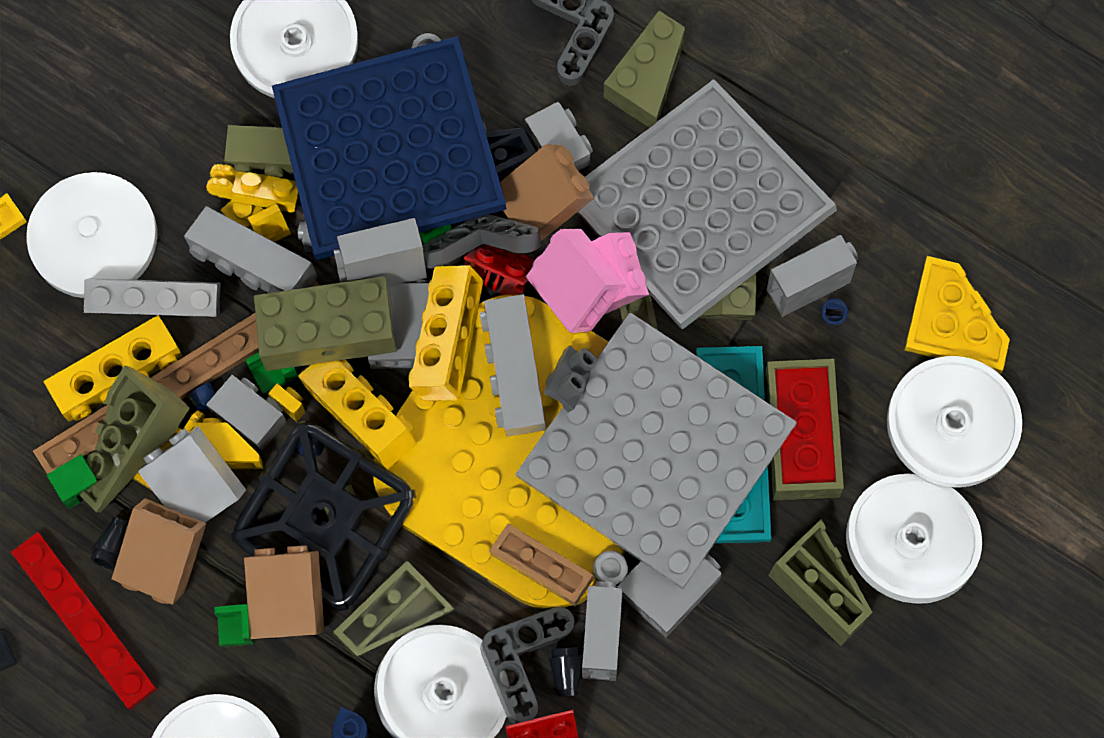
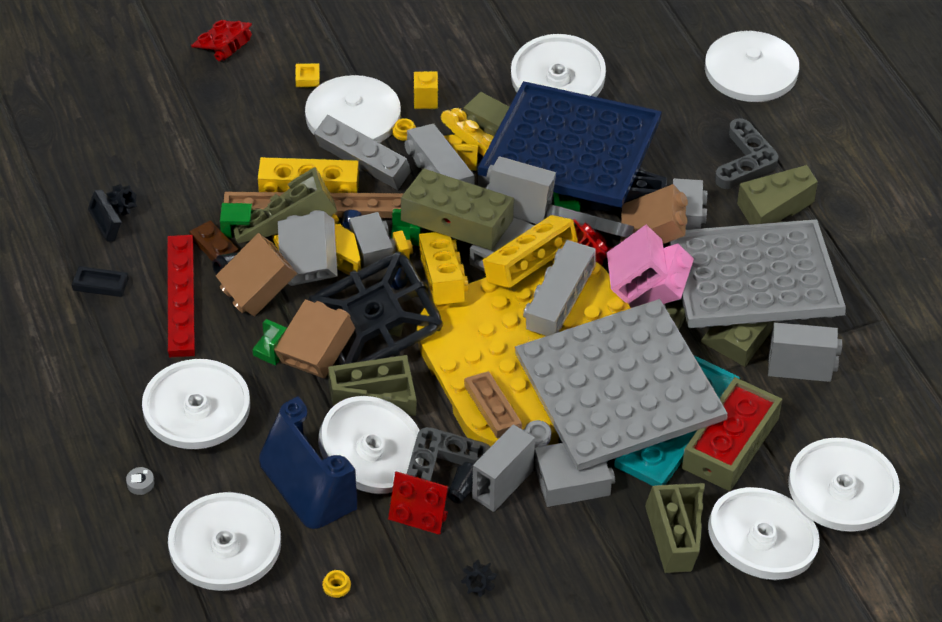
camera: 30 degrees right, 25 degrees down
(68, 525) = (212, 240): none -> reddish brown plate
(153, 149) = (425, 90): none -> yellow slope
(167, 219) = (401, 127): none -> yellow plate
(570, 377) = (591, 308): dark grey hips -> none
(834, 304) = (806, 382): dark blue hinge -> none
(954, 318) = (891, 430): yellow plate -> none

